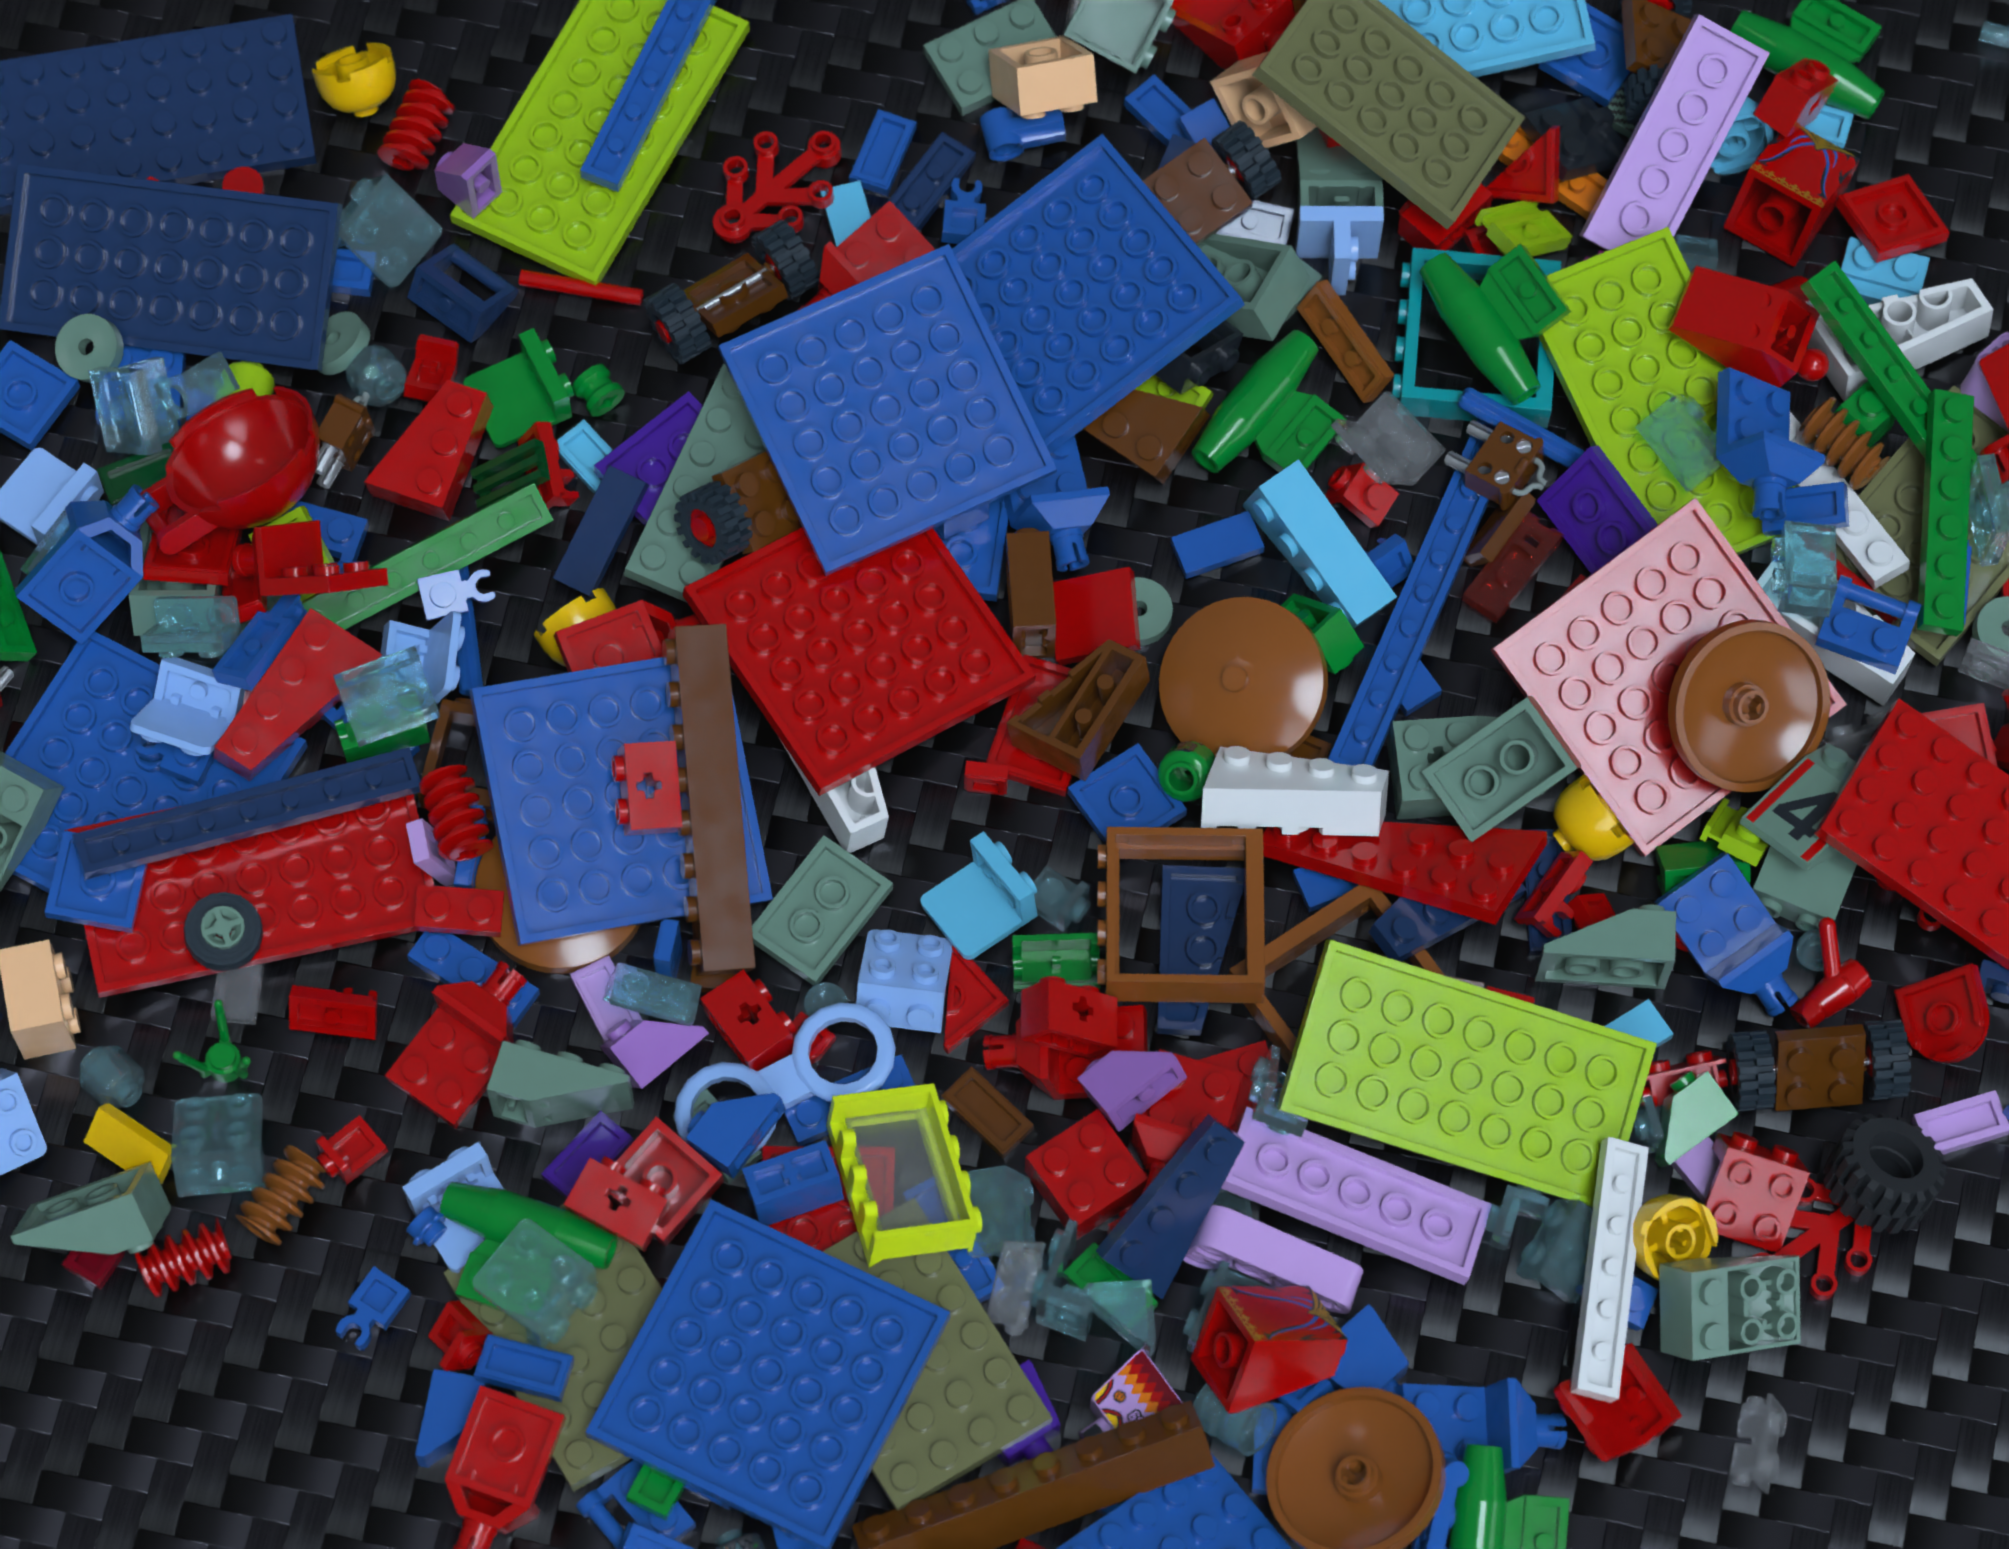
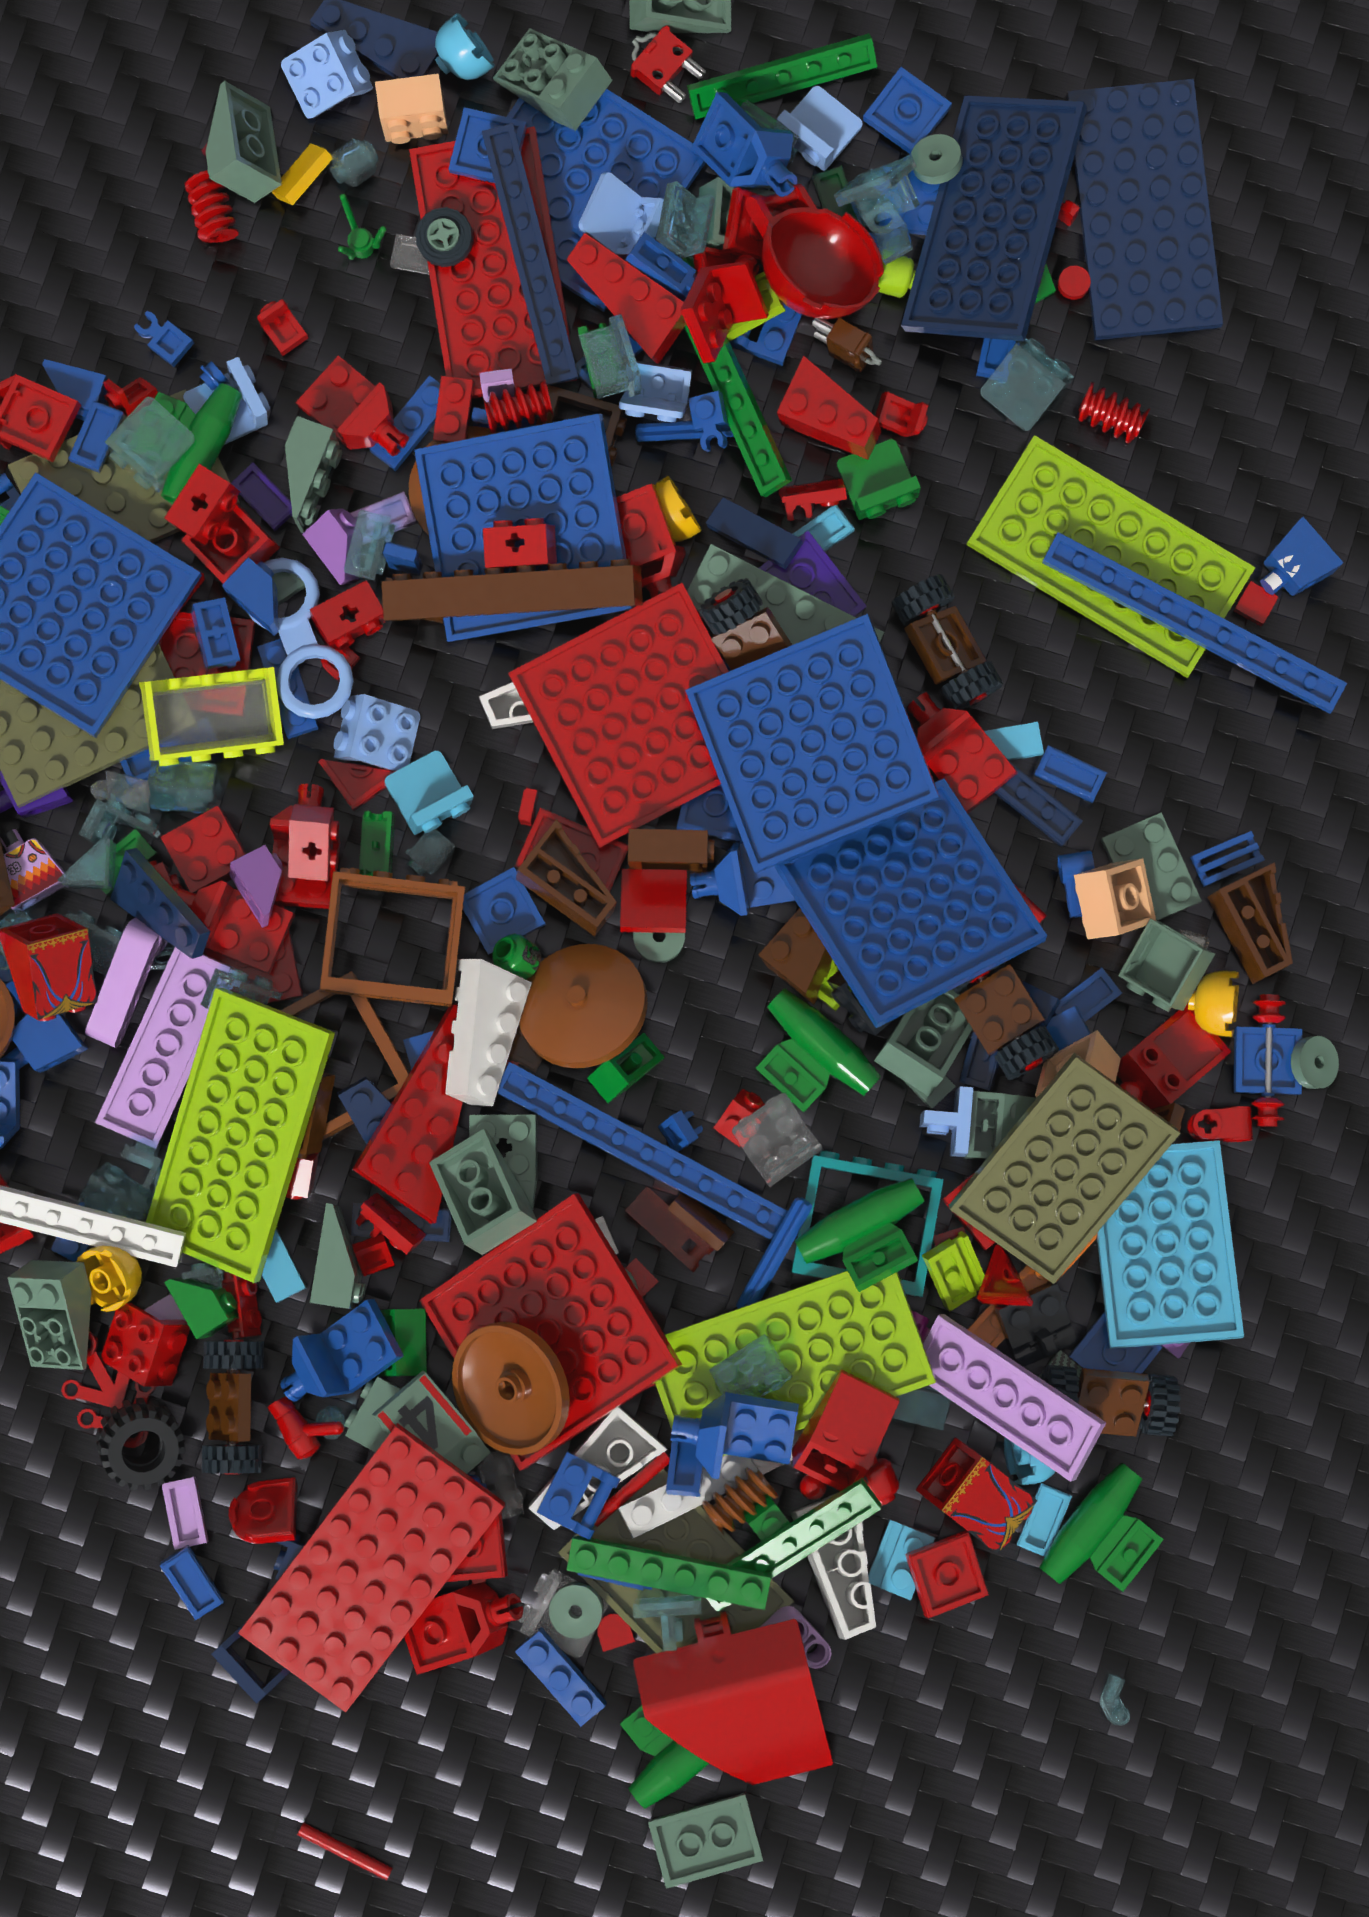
camera: 100 degrees right, 15 degrees up
(218, 1144) = (299, 235): clear light blue bracket -> none
(281, 1194) = (248, 278): dark orange piece -> none
(333, 1012) = (391, 310): red plate -> none
(344, 338) = (930, 349): sand green piece -> none
(356, 80) = (1157, 366): yellow cylinder -> none
(377, 373) = (899, 372): clear light blue head -> none
(453, 302) = (960, 431): dark blue tile -> none
(469, 178) = (1055, 445): medium lavender slope -> none
(509, 468) = (804, 452): dark green tile -> none
(579, 287) = (971, 524): red piece -> none
(598, 390) = (875, 539): green wheel -> none
(774, 190) = (1041, 684): red plant -> none
(820, 910) = (435, 675): sand green plate -> none
(823, 995) = (365, 675): clear light blue plate -> none
(962, 213) = (1003, 831): blue plate -> none
(987, 1112) = (269, 787): reddish brown tile -> none
(1194, 934) = (391, 951): dark blue wing -> none
(1217, 544) = (709, 1002): blue tile -> none
(1319, 544) = (692, 1077): medium azure wedge -> none
(1345, 341) = (871, 1118): dark orange tile -> none
(1420, 690) = (574, 1145): blue tile -> none
(1501, 464) = (744, 1230): reddish brown piece -> none
(1588, 823) = (441, 1258): yellow cylinder -> none
(1595, 509) = (697, 1300): dark purple plate -> none
(1732, 836) = (423, 1359): lime plate -> none
(1796, 96) = (1049, 1505): red brick -> none
(1805, 568) = (622, 1449): clear light blue brick -> none

